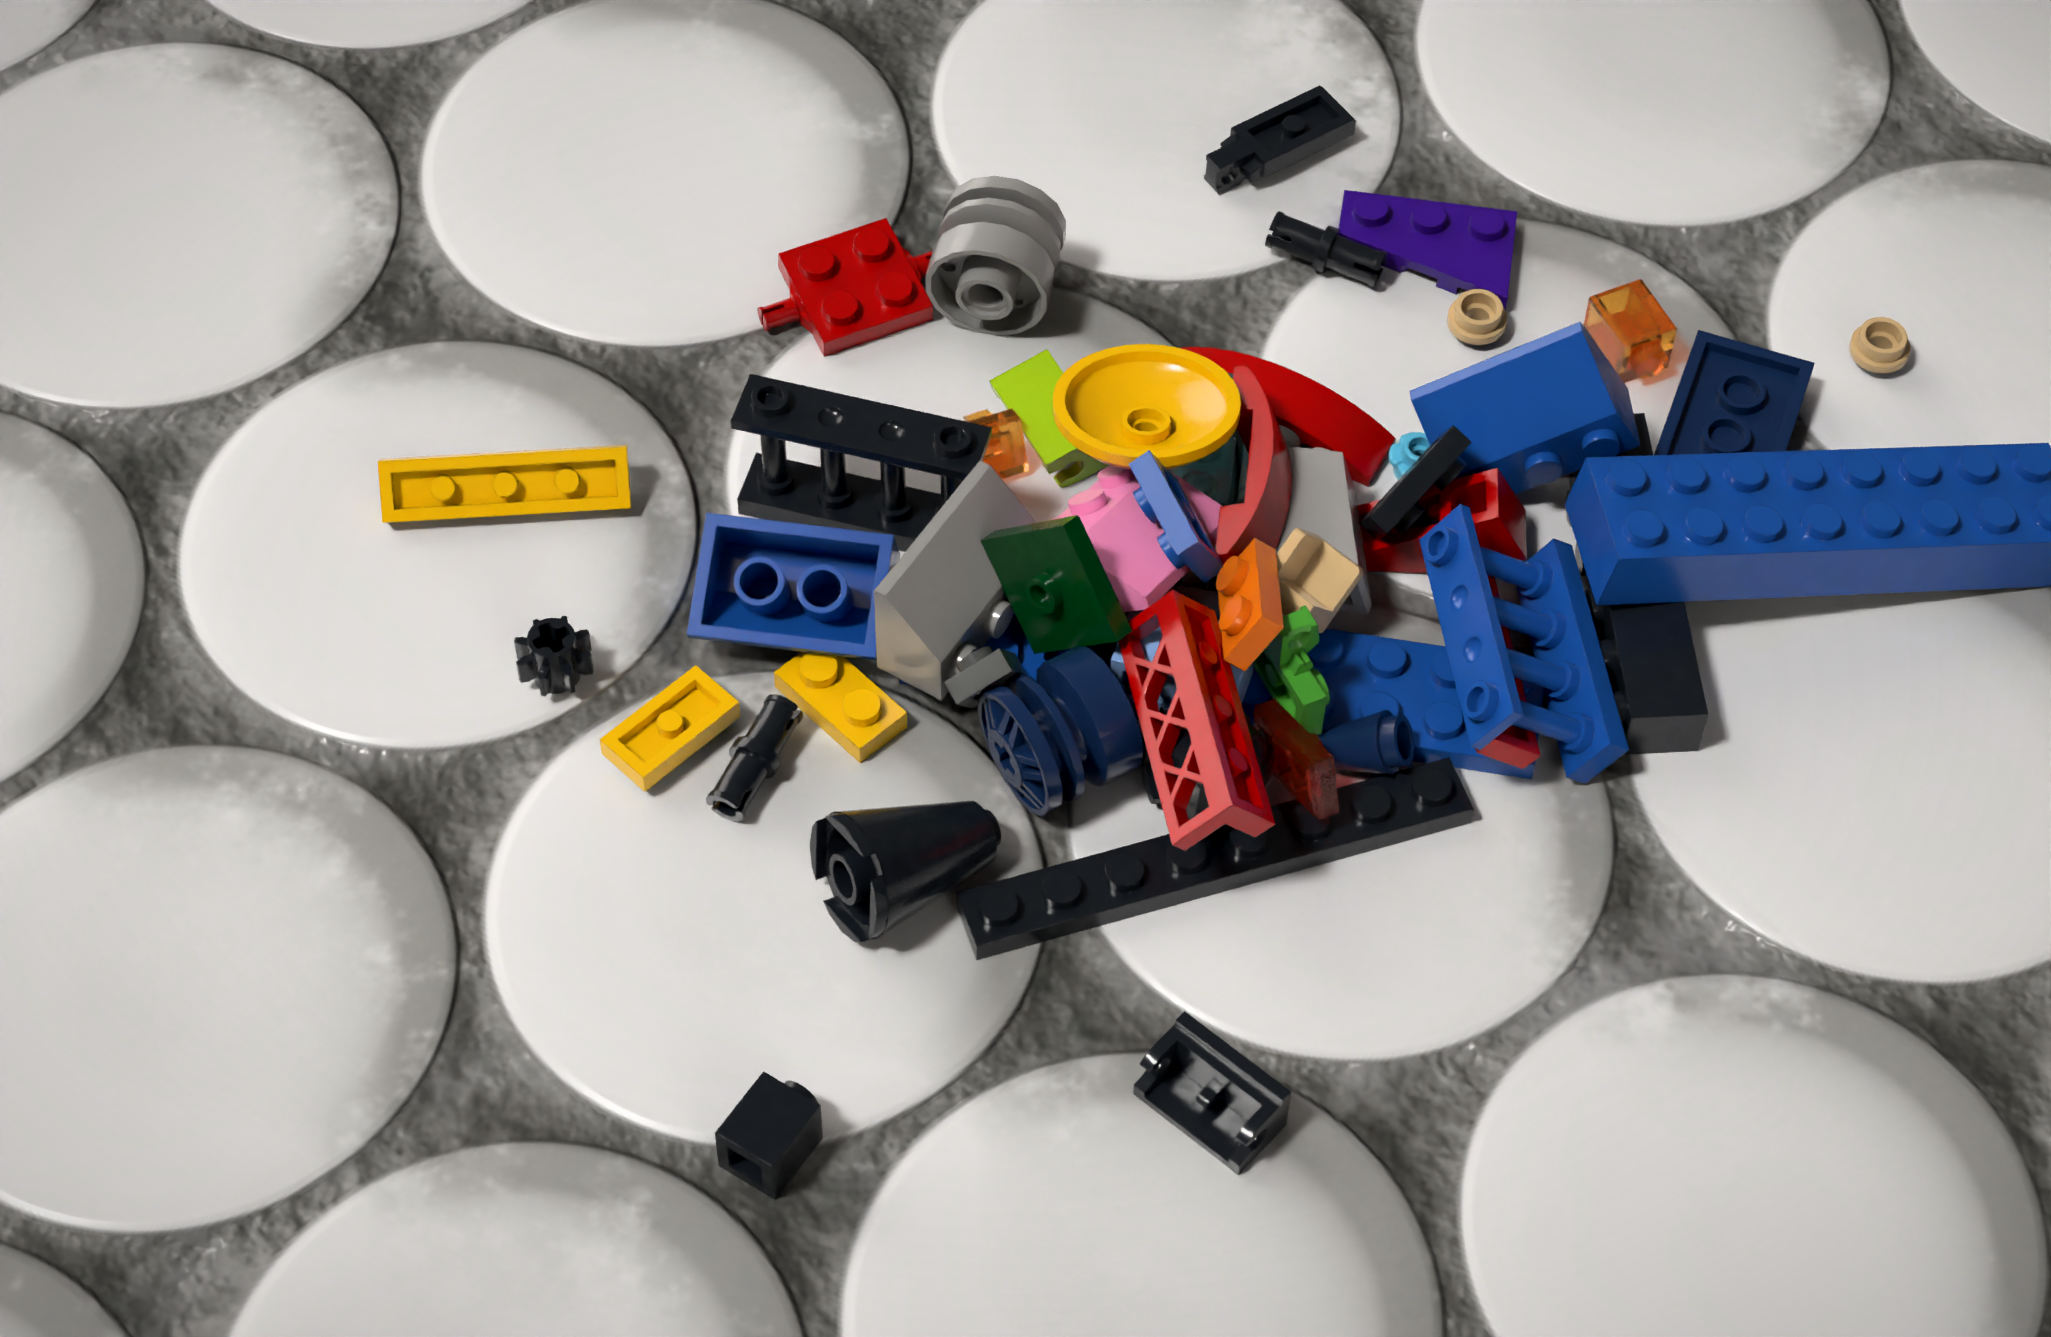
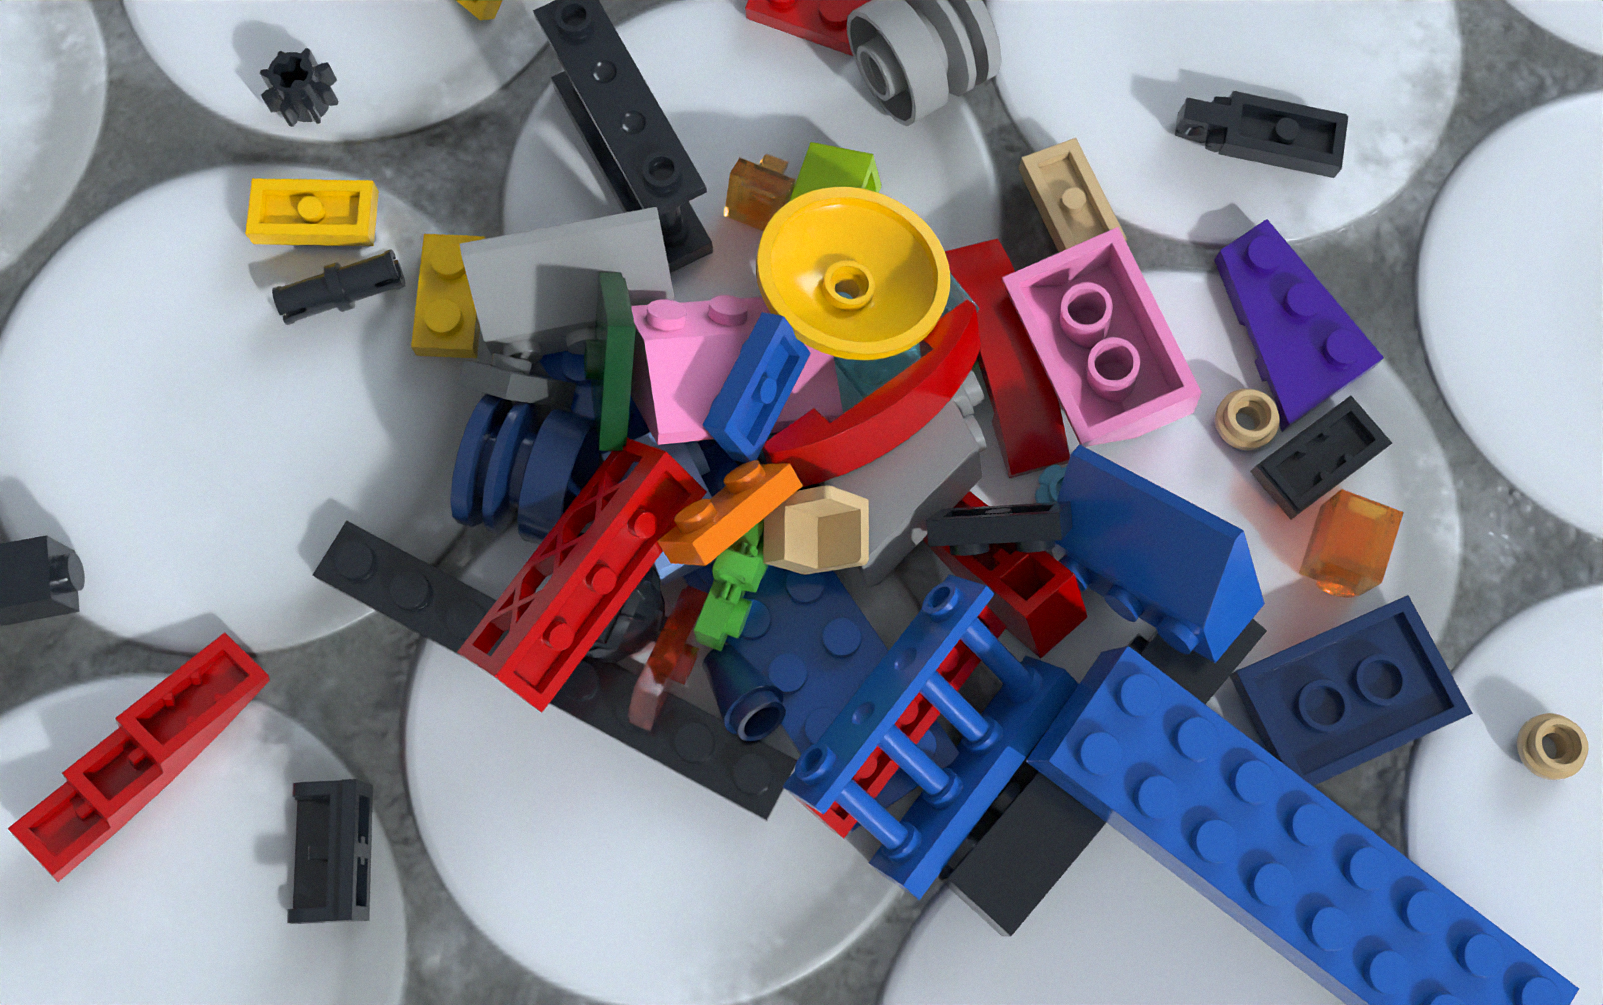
camera: 45 degrees right, 20 degrees up
(789, 585) = (484, 167): blue slope -> none
(898, 860) = (323, 462): black cone -> none
(1001, 1167) = (141, 757): none -> red slope
(1206, 282) = (1067, 194): none -> tan plate
(1326, 249) = (1195, 256): black pin -> none
(1340, 330) = (1103, 341): none -> bright pink slope
(1548, 292) = (1321, 457): none -> black plate

